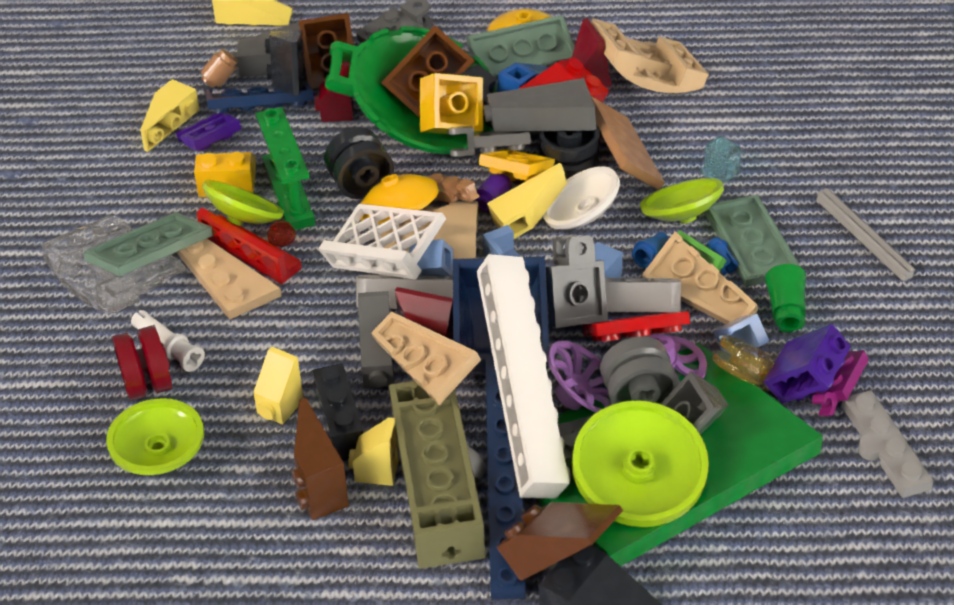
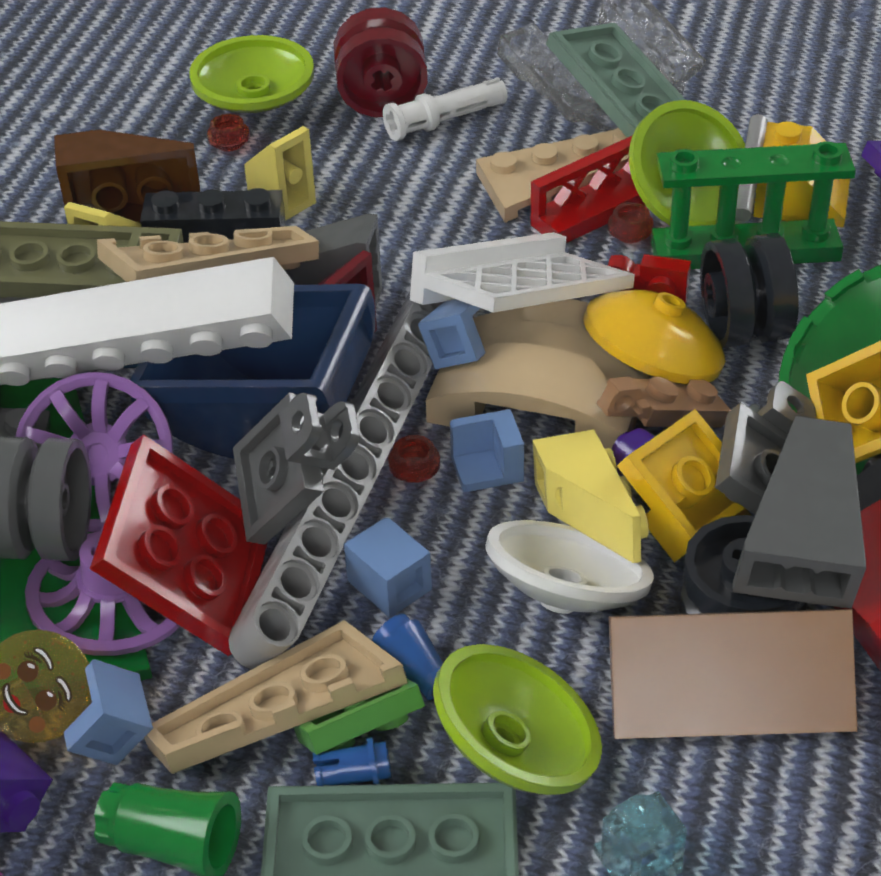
camera: 105 degrees right, 0 degrees up
(215, 448) = (227, 132): none -> clear red plate
(237, 177) = (746, 192): none -> light grey bar
(342, 210) = (657, 274): none -> red plate

